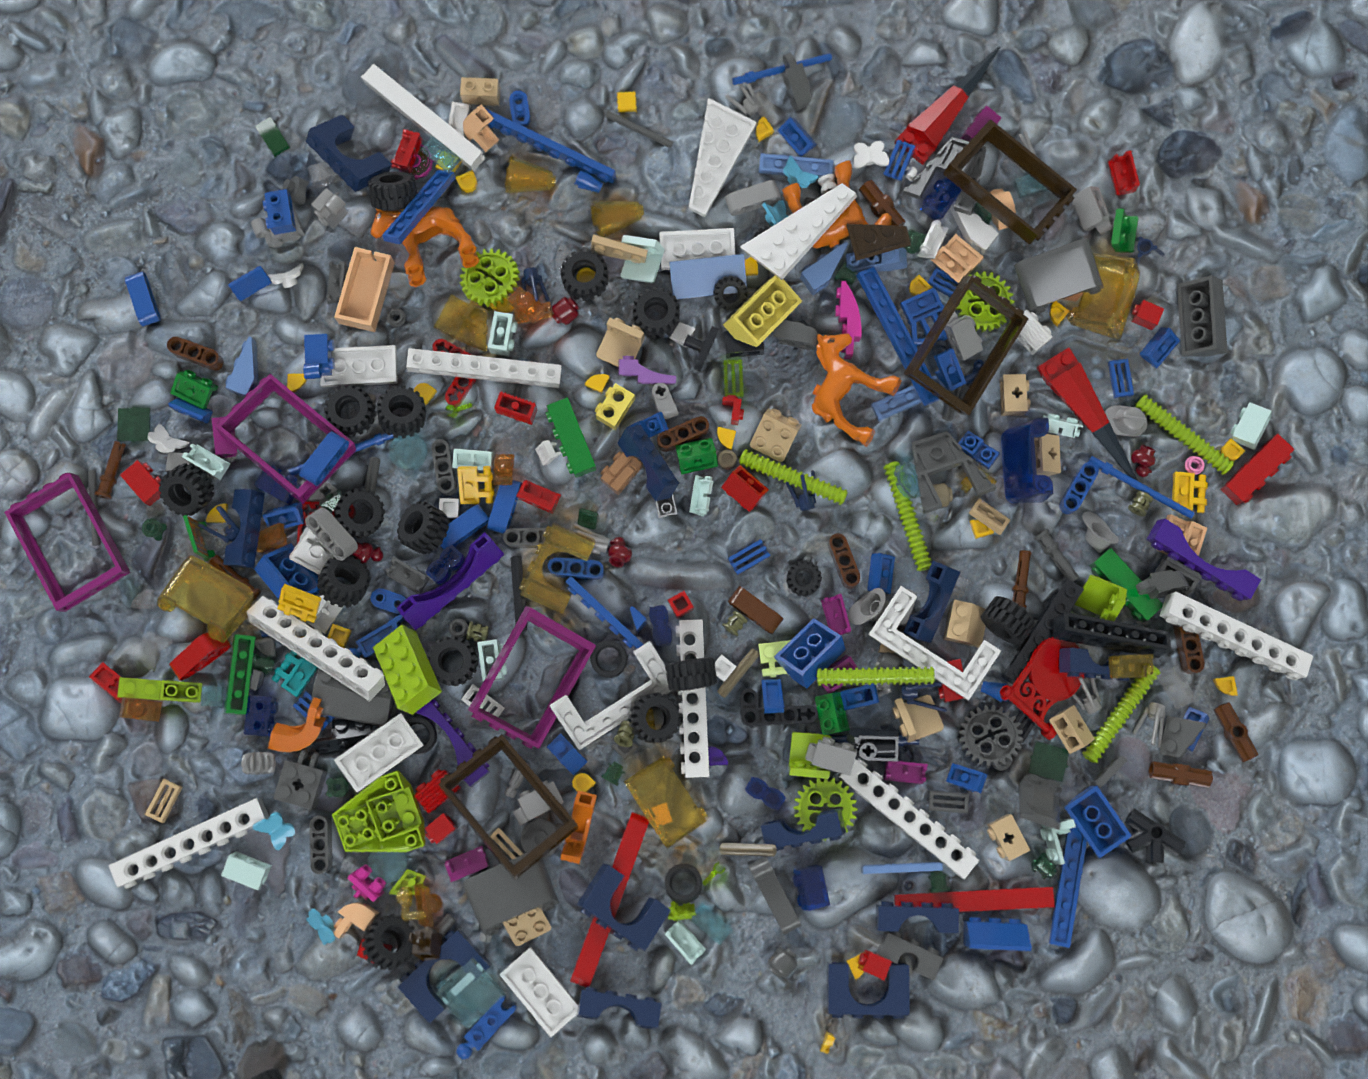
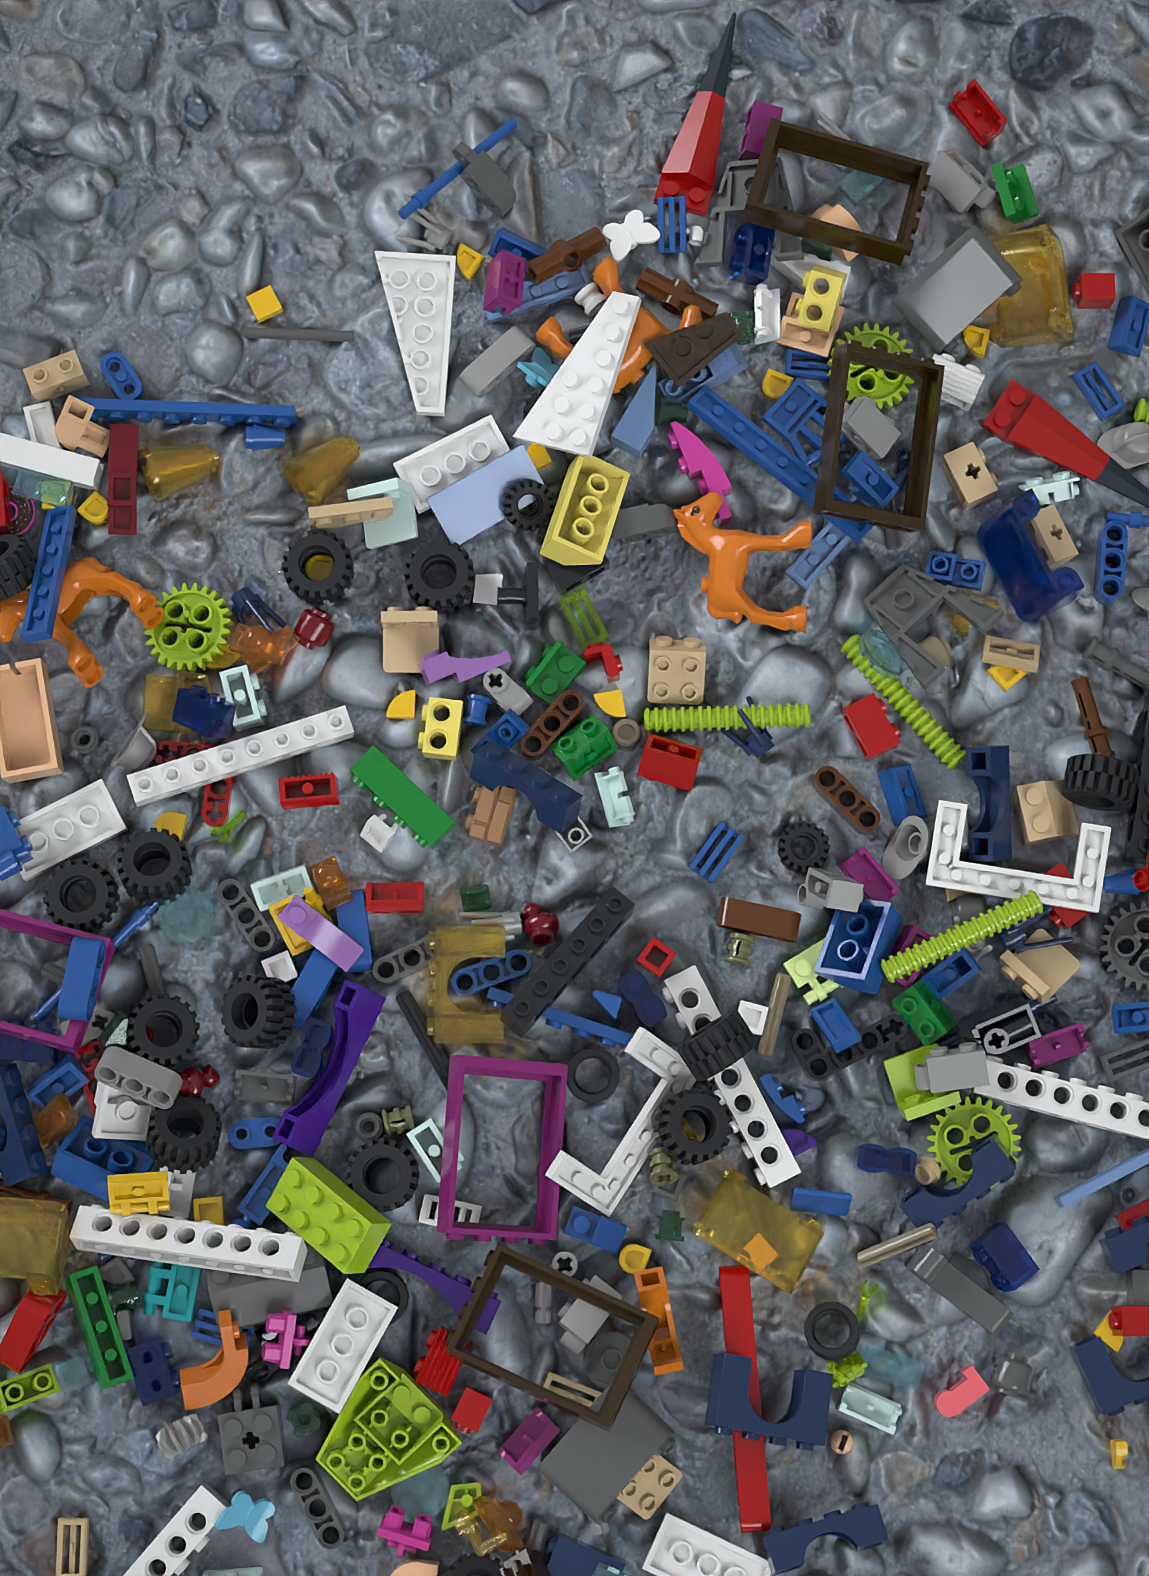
camera: 25 degrees left, 0 degrees up
(349, 724) = (285, 1325): none -> dark pink hips
(424, 338) = (138, 749): none -> light grey piece
(473, 331) = (204, 712): none -> clear blue brick
(482, 496) = (321, 933): none -> medium lavender slope
(491, 170) = (123, 479): none -> dark red slope
(543, 769) = (574, 1264): none -> light grey bush
(624, 582) = (567, 962): none -> black brick
(641, 405) = (476, 710): none -> blue bush
(655, 951) = (835, 1440): none -> light nougat hinge
(699, 402) = (553, 673): none -> green bracket
(713, 800) = (820, 1201): none -> blue slope
(720, 732) = (788, 1106): none -> blue slope
(746, 960) = (962, 1394): none -> coral leg
(779, 151) = (504, 282): none -> magenta hinge
(788, 812) = (927, 1170): none -> tan plate
(796, 175) = (545, 306): medium azure animal -> none
(807, 611) = (830, 890): none -> light grey hinge
(815, 151) = (566, 255): none -> reddish brown piece
(880, 522) = (871, 727): none -> red brick
(974, 247) = (826, 300): none -> light yellow brick
(1145, 247) = (1053, 202): dark blue plant -> none

